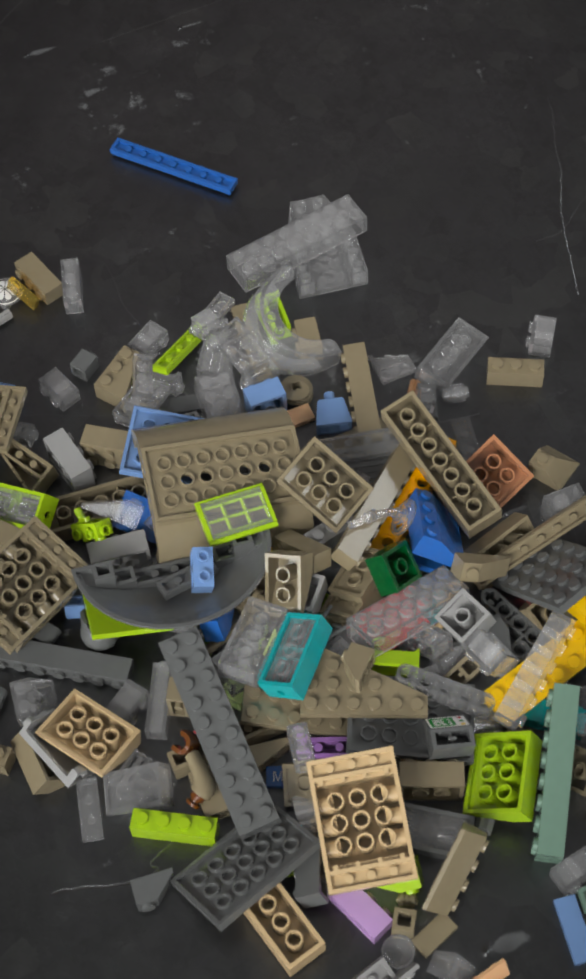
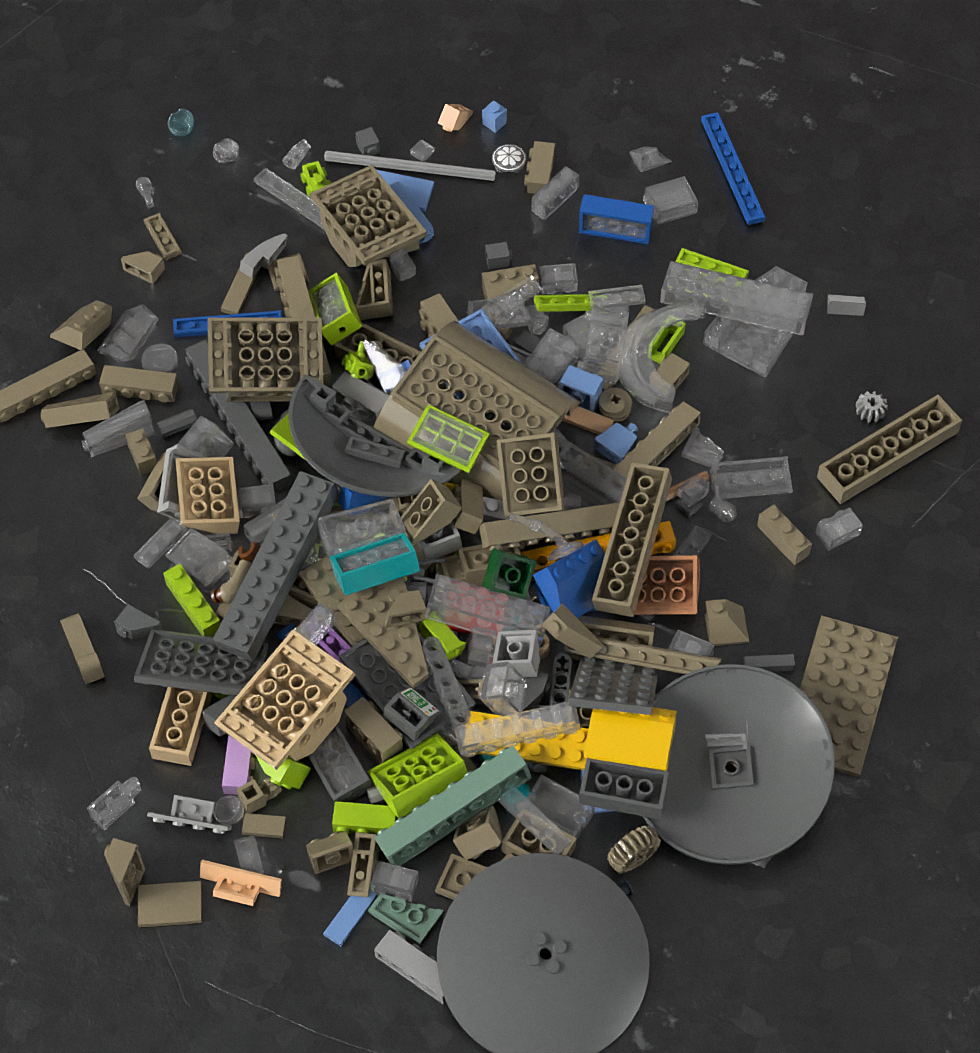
camera: 45 degrees right, 0 degrees up
(23, 293) = (515, 168): clear yellow tile -> none
(59, 389) = (461, 257): clear brick -> none
(69, 460) = (405, 310): light grey brick -> none
(105, 208) = (648, 158): none -> clear slope
(133, 953) = (82, 648): none -> dark tan beam
(141, 265) = (616, 219): none -> blue brick
(159, 222) = (671, 200): none -> clear brick
(202, 570) = (383, 453): medium blue brick -> none
(204, 322) = (600, 295): clear brick -> none
(219, 251) = (694, 259): none -> lime tile
(362, 188) = (846, 305): none -> light grey panel
(455, 869) = (314, 794): dark tan slope -> none
(460, 239) = (871, 406): none -> light grey gear
(502, 850) = (361, 818): none -> lime brick
(507, 898) = (330, 852): none -> dark tan slope
(508, 256) = (889, 449): none -> dark tan brick
(543, 883) = (363, 864): none -> dark tan slope

